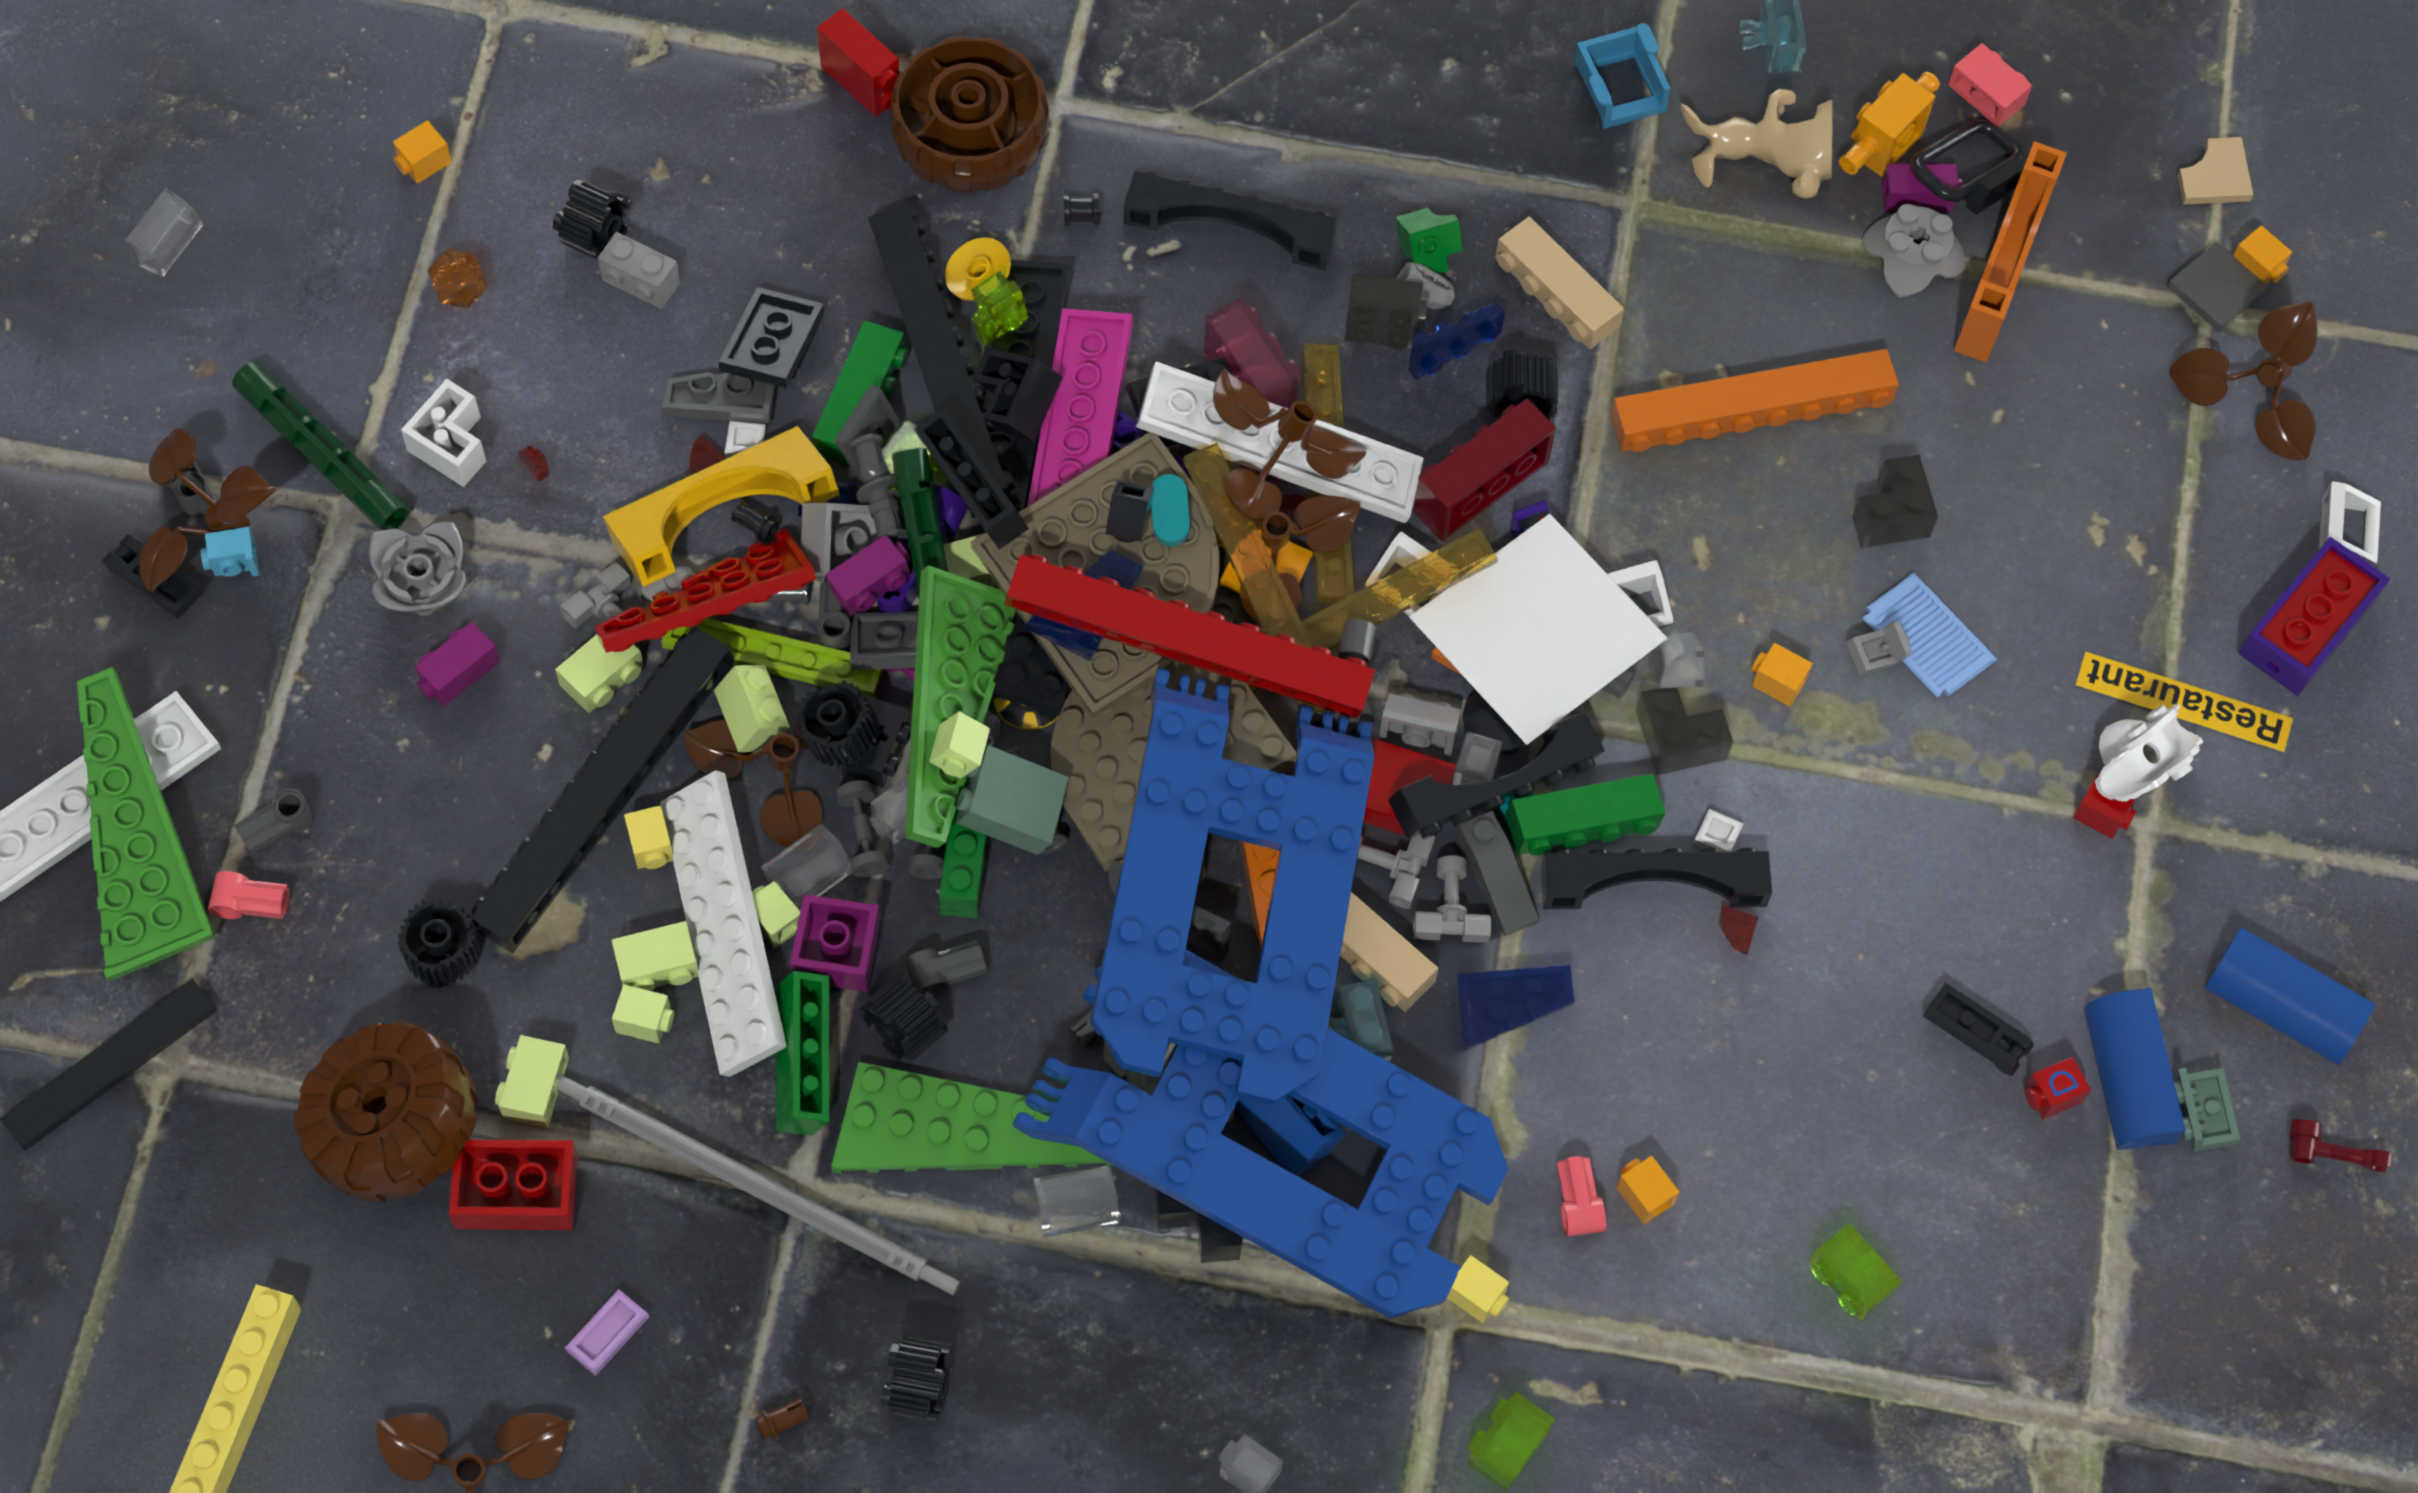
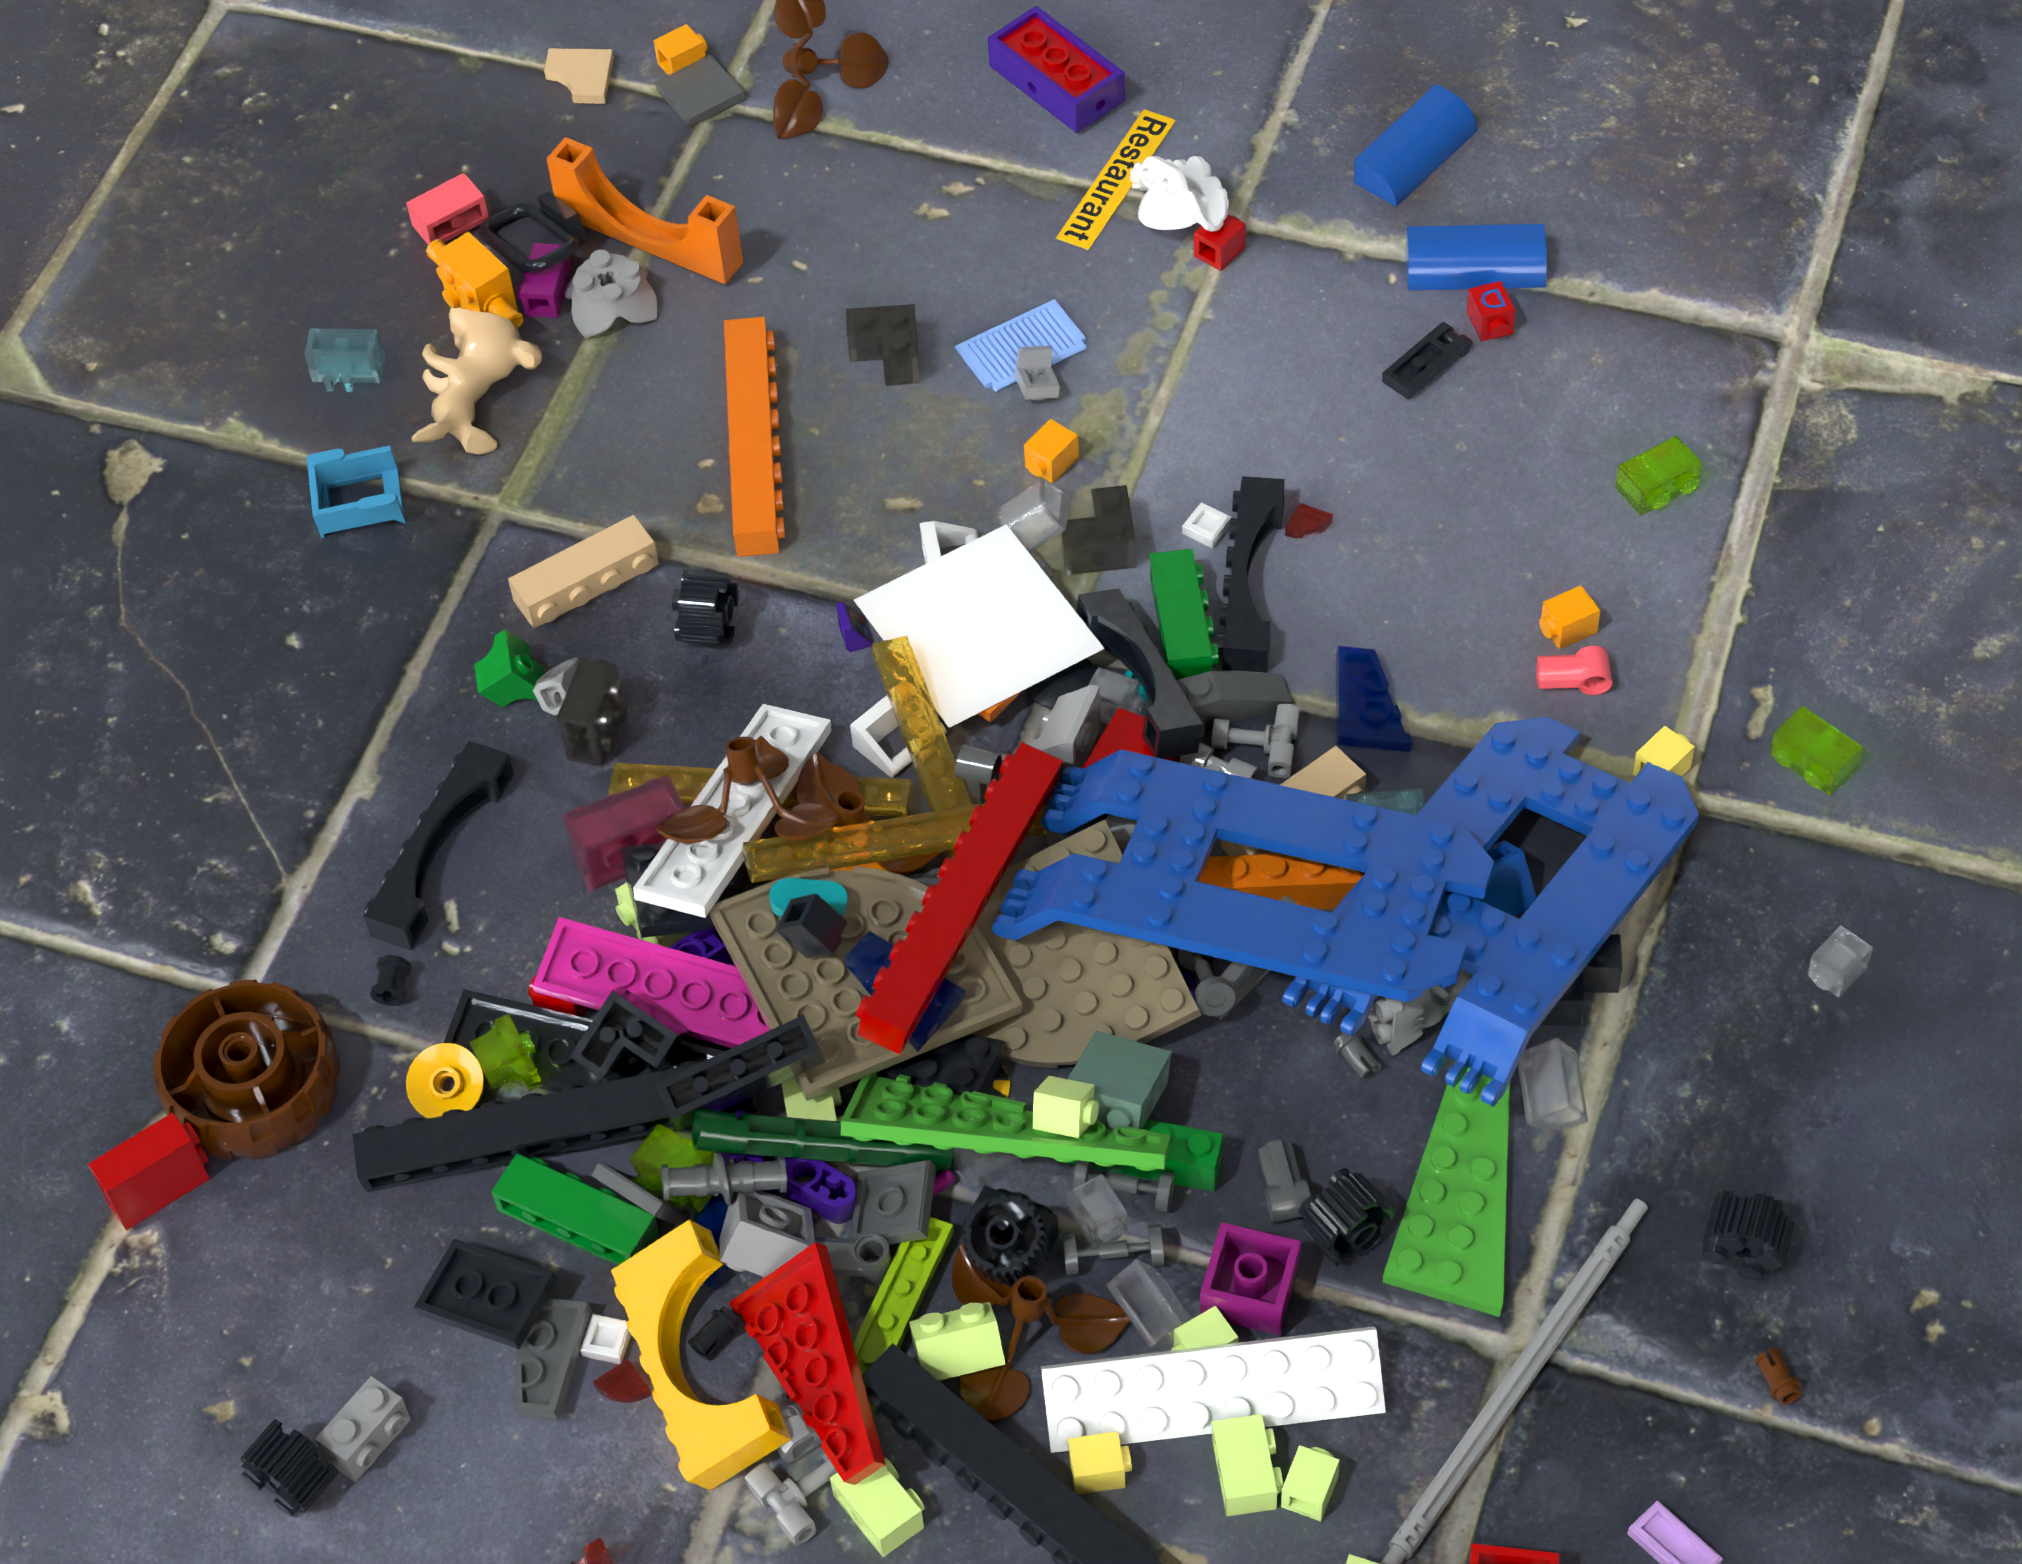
camera: 75 degrees left, 10 degrees down
(804, 1063) = (1404, 1318): green brick -> none
(869, 575) = (824, 1200): magenta brick -> none
(1456, 341) = (634, 662): clear blue wing -> none
(1483, 469) = (792, 647): dark red brick -> none
(2207, 1109) = (1519, 209): sand green bracket -> none
(2308, 1143) = (1553, 155): dark red brick -> none
(2332, 519) = (960, 41): white tile -> none

